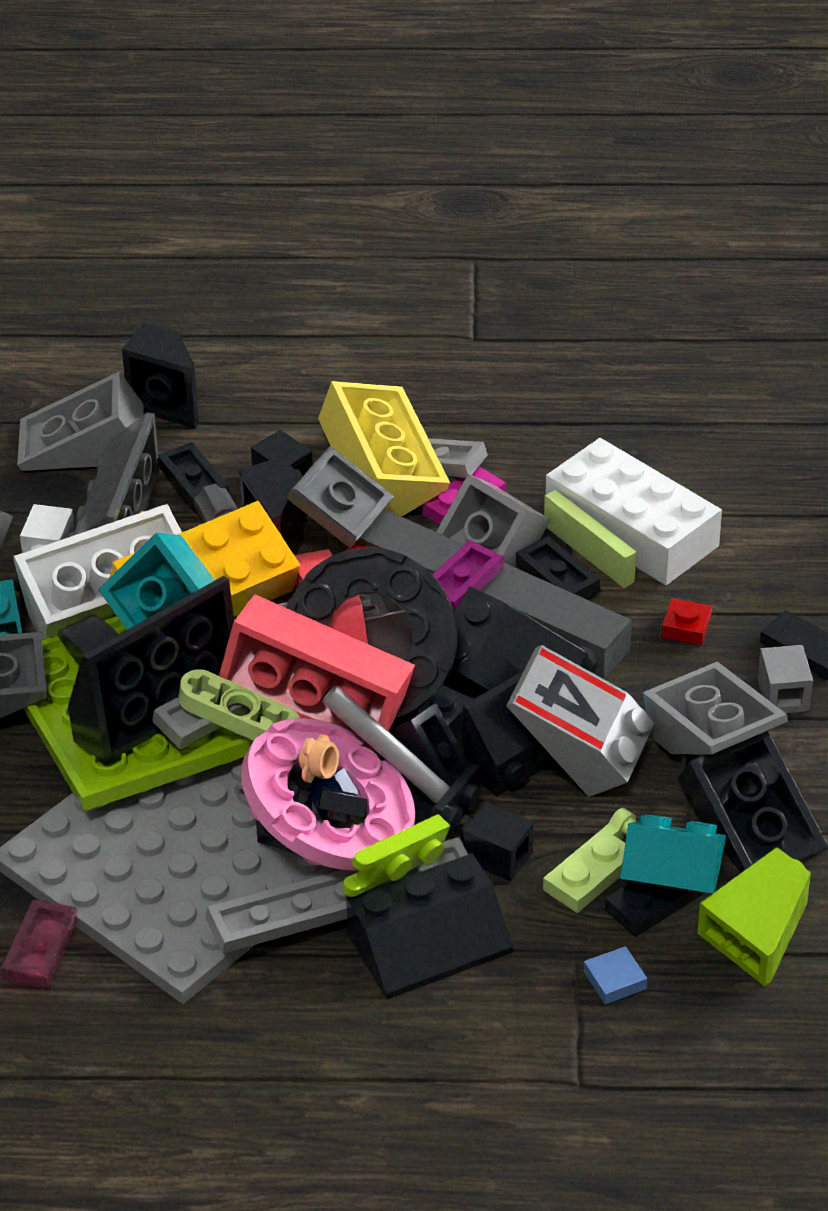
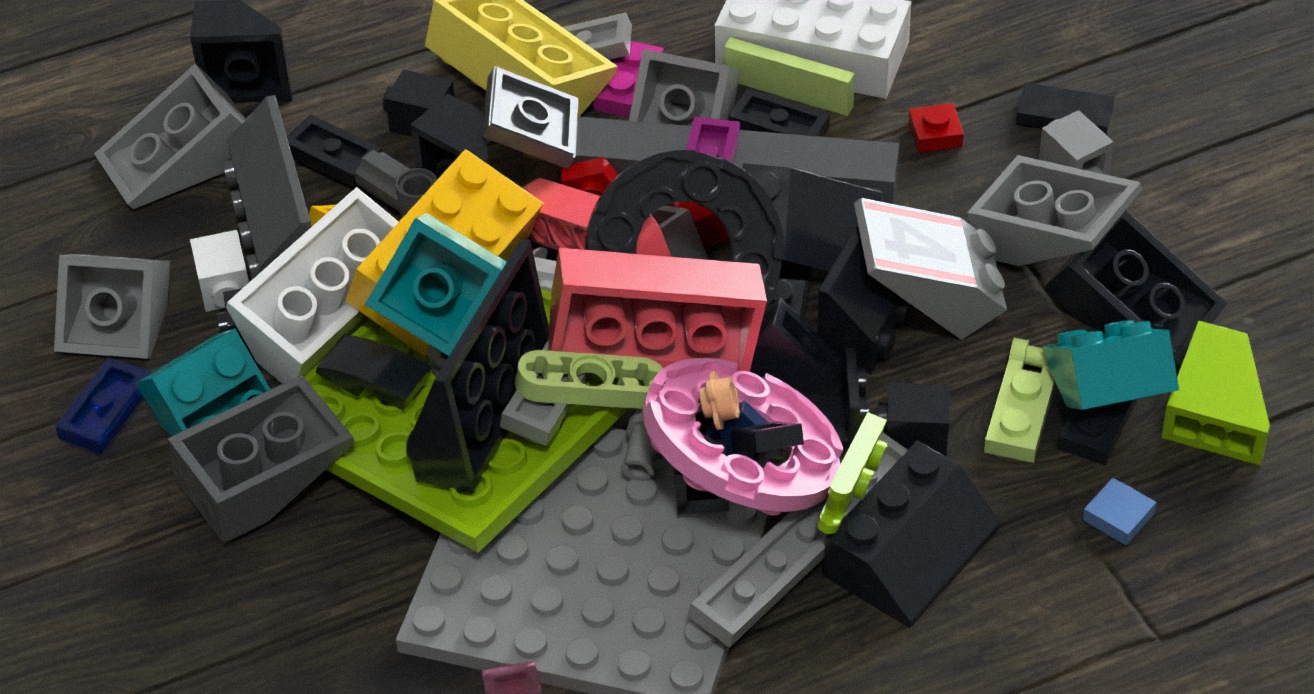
camera: 25 degrees left, 5 degrees up
(385, 744) = (766, 360): light grey piece -> none

